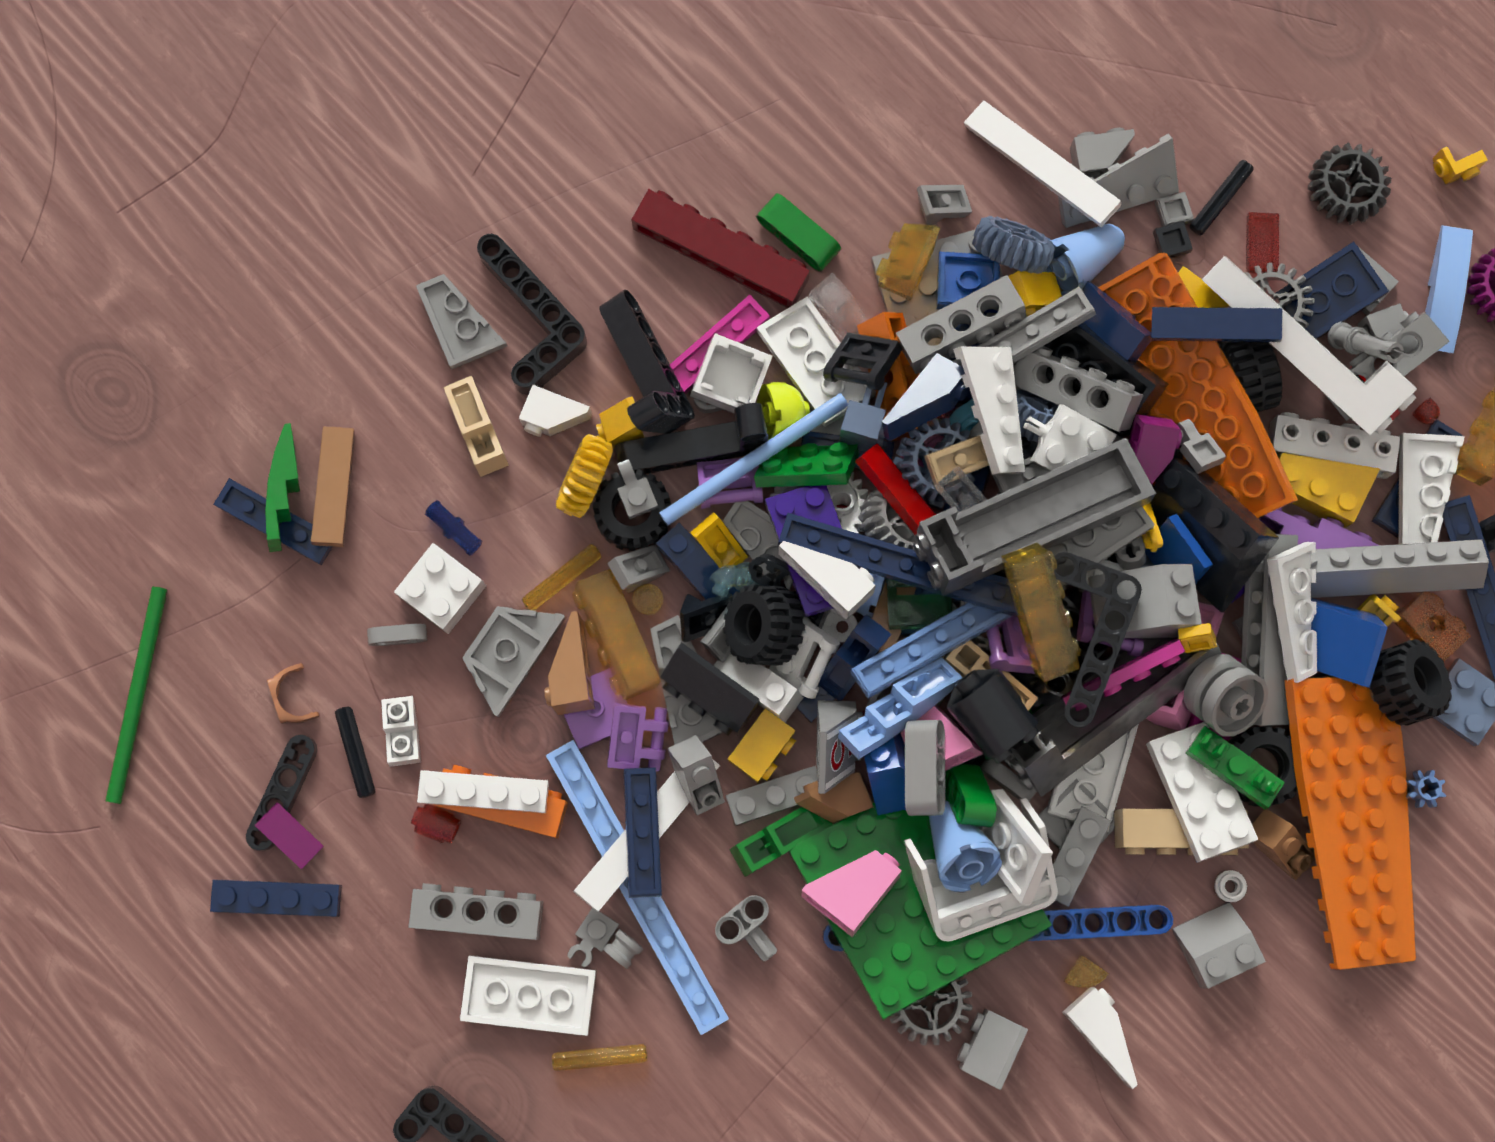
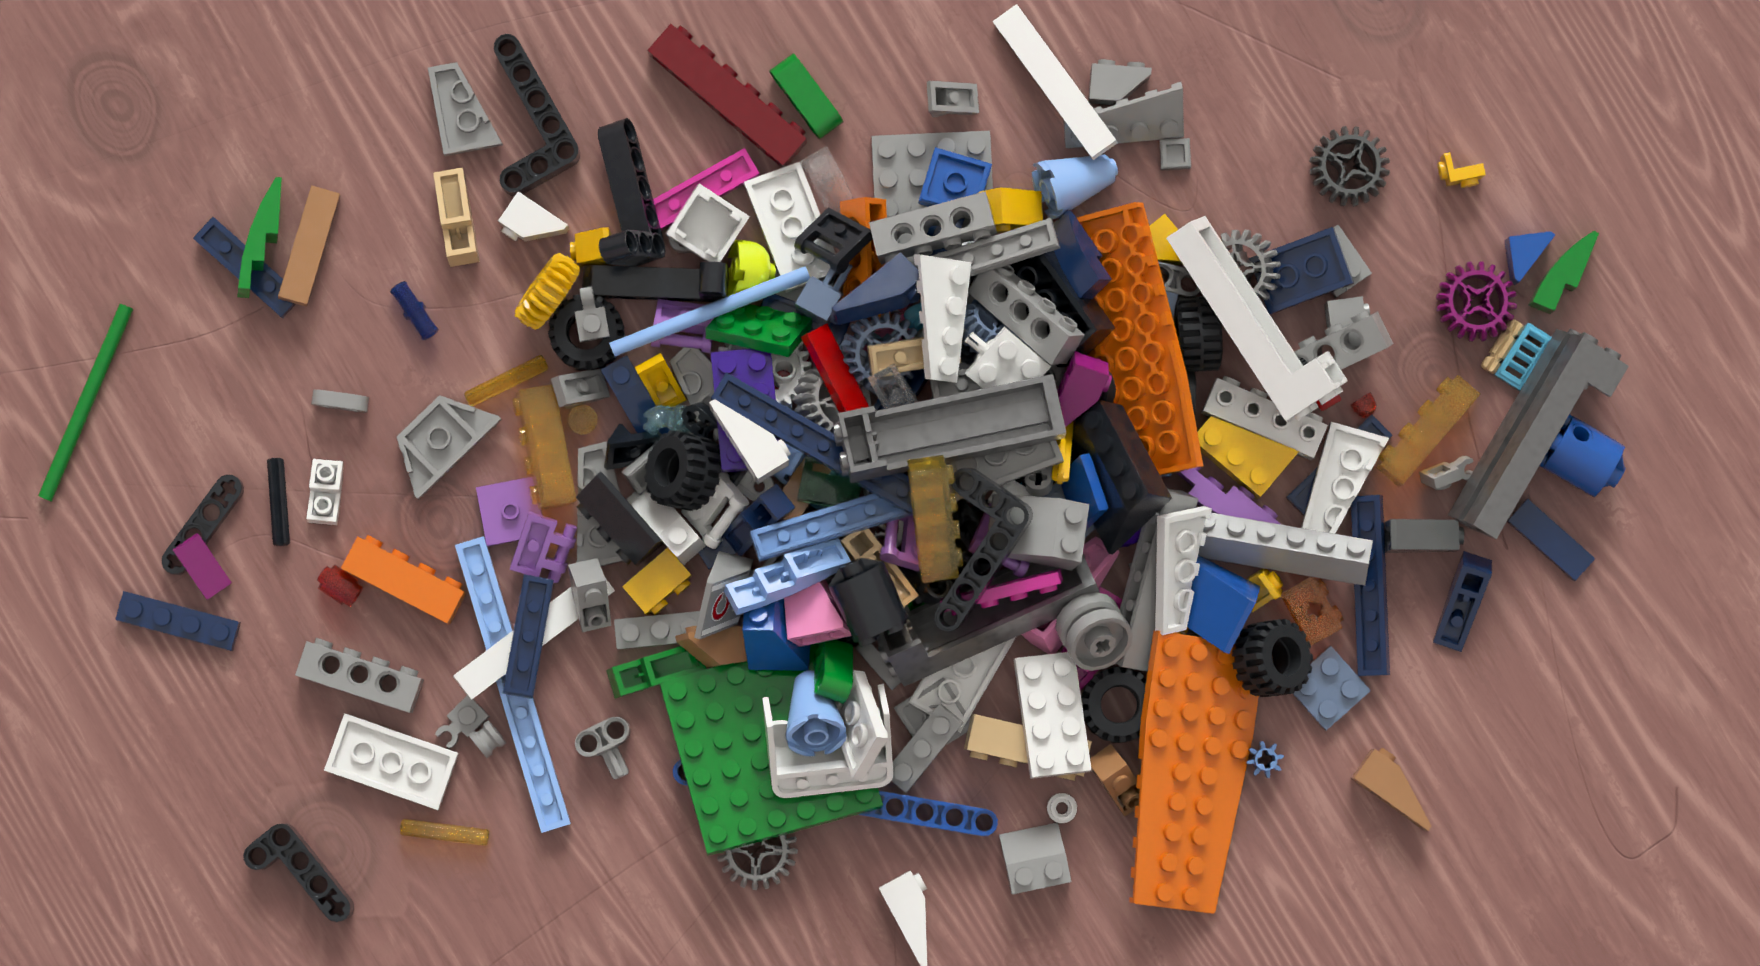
camera: 10 degrees right, 5 degrees up
(274, 685) = (216, 421): nougat cap -> none
(440, 588) = (389, 366): white brick -> none
(483, 791) = (389, 566): white plate -> none
(570, 673) = (494, 474): medium nougat slope -> none
(853, 890) = (708, 732): bright pink slope -> none
(908, 258) = (901, 150): clear yellow slope -> none
(925, 767) = (795, 636): light grey beam -> none
(991, 1048) = (802, 903): light grey slope -> none
(1013, 244) = (1004, 159): sand blue gear -> none
(1085, 974) = (907, 857): clear yellow tile -> none
(1173, 239) = (1164, 184): black plate -> none
(1197, 638) = (1076, 573): yellow tile -> none
(1198, 449) = (1126, 398): light grey plate -> none
(1216, 324) = (1167, 284): dark blue tile -> none
(1221, 197) = (1224, 151): black axle -> none
(1235, 767) = (1086, 699): green plate -> none
(1262, 241) = (1252, 204): clear red tile -> none
(1357, 341) = (1308, 325): light grey pin -> none
(1449, 281) = (1416, 288): light blue slope -> none

